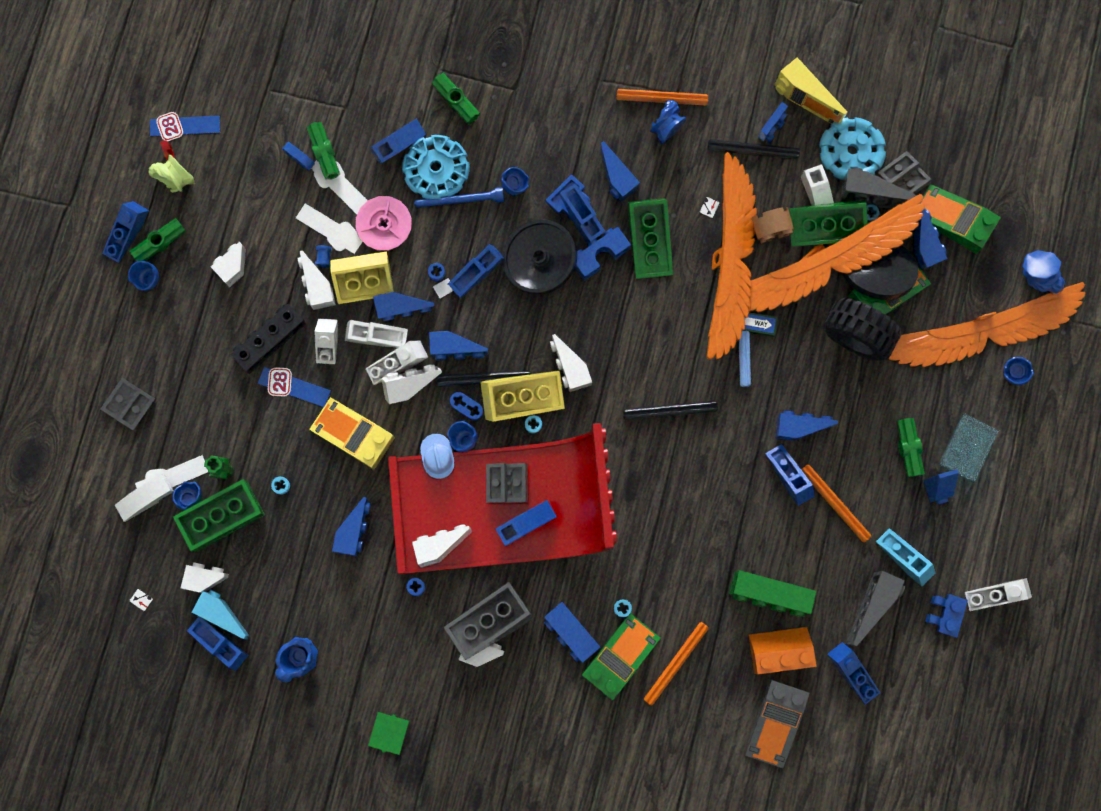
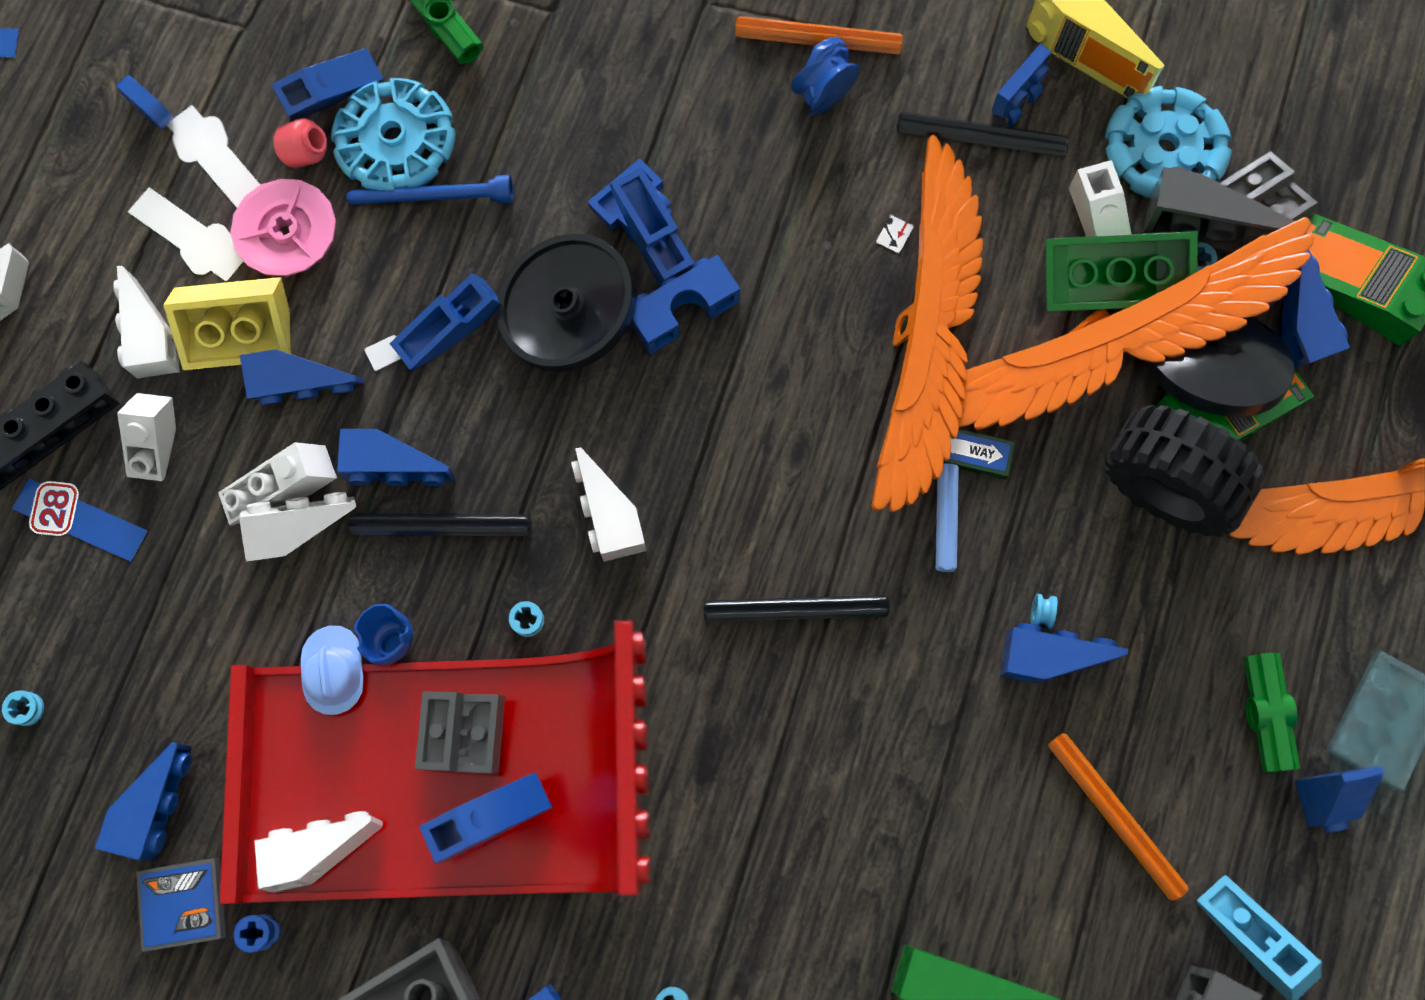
camera: 10 degrees right, 5 degrees down
(323, 150) = (191, 95): green piece -> none
(323, 256) = (164, 279): blue bush -> none
(352, 433) = (176, 617): slope -> none
(375, 334) = (241, 428): white slope -> none
(375, 576) = (180, 904): none -> slope
(387, 175) = (300, 143): none -> coral head
(431, 270) = (363, 317): blue bush -> none
(469, 402) = (395, 583): blue beam -> none
(514, 181) = (533, 165): blue hair -> none
(522, 395) = (508, 562): light yellow slope -> none
(619, 177) = (731, 172): blue slope -> none
(650, 238) = (779, 280): green slope -> none
(773, 224) = (1013, 266): medium nougat brick -> none
(790, 475) = (1029, 753): blue slope -> none
(795, 404) = (1044, 611): none -> medium azure bush

